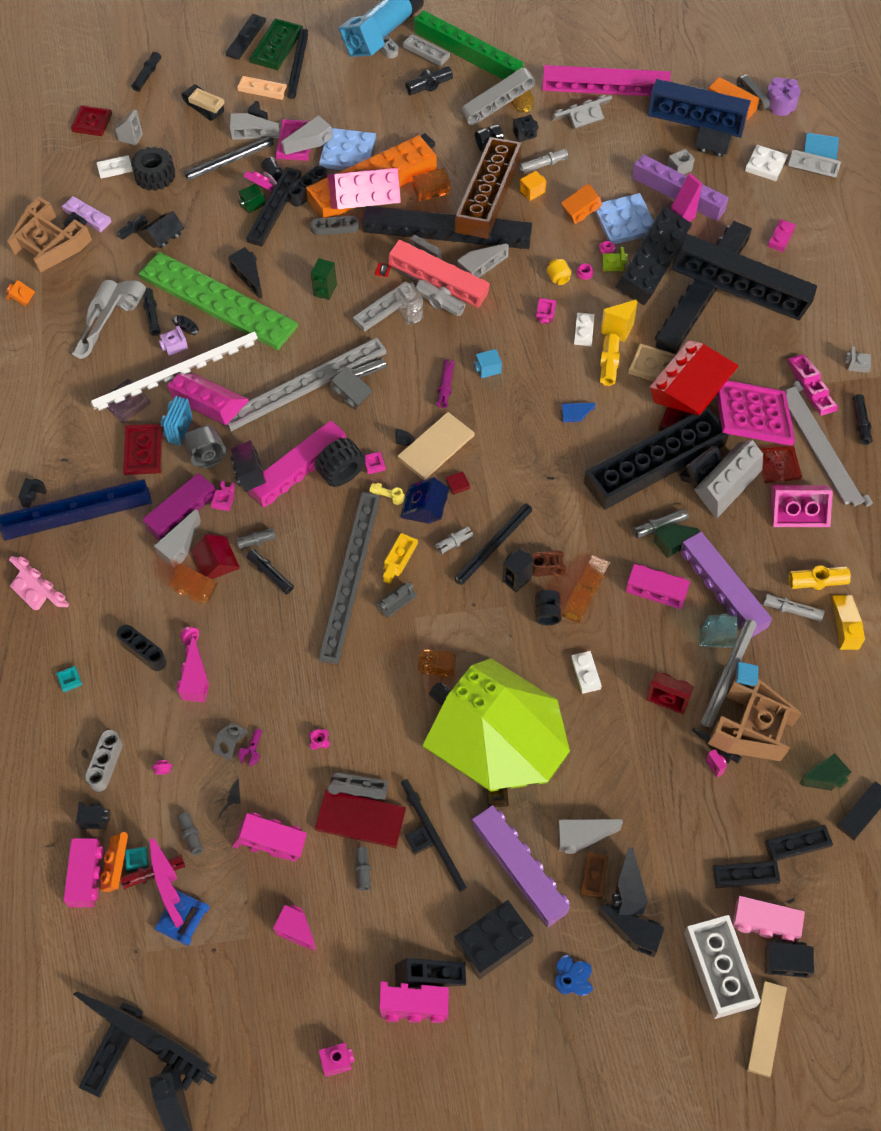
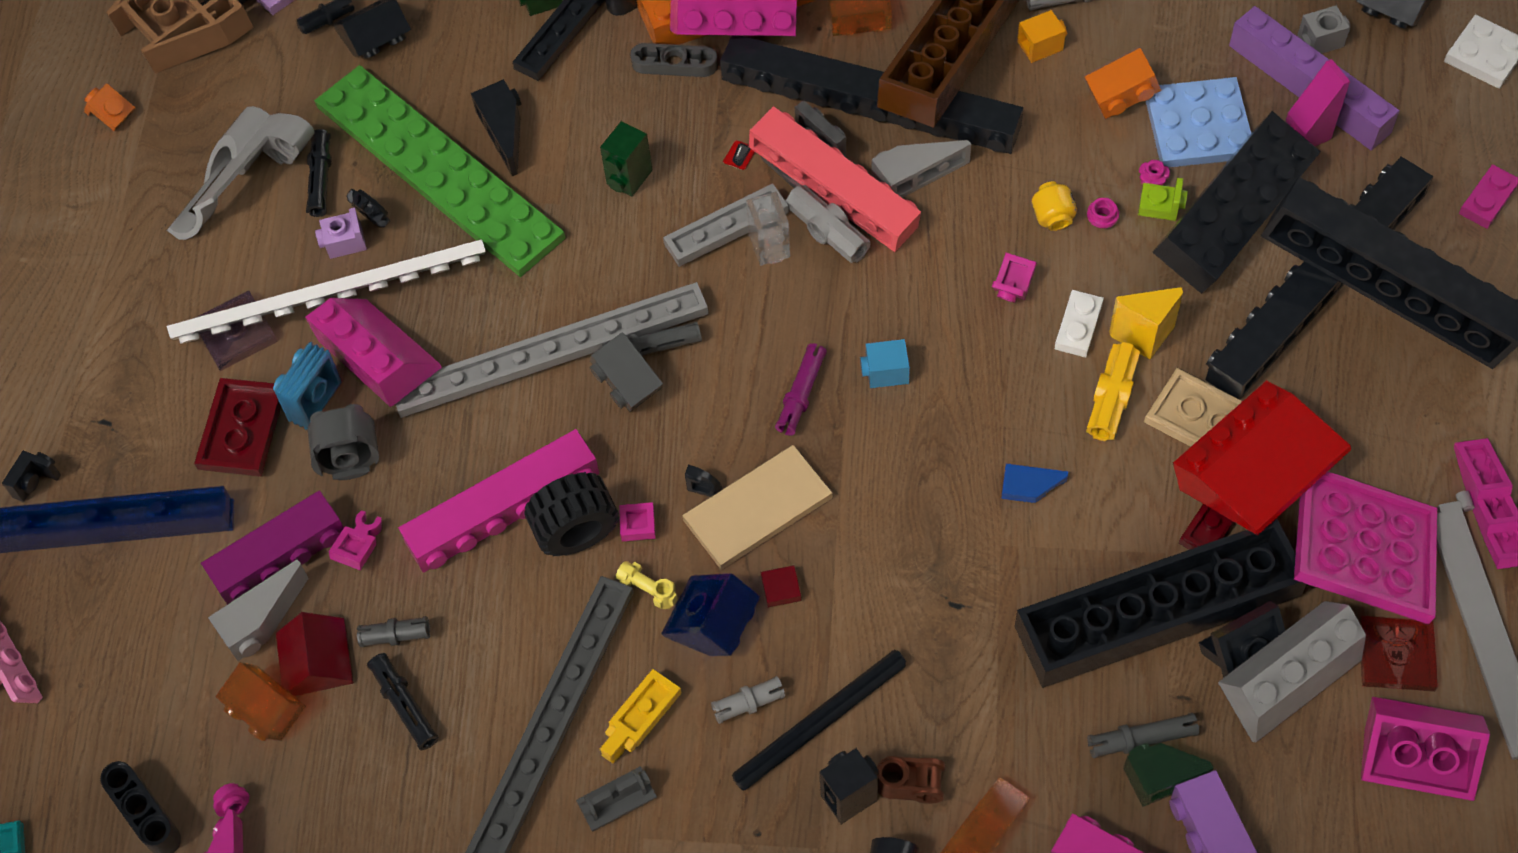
camera: 15 degrees right, 0 degrees up
(247, 466) = (407, 493): black brick -> none

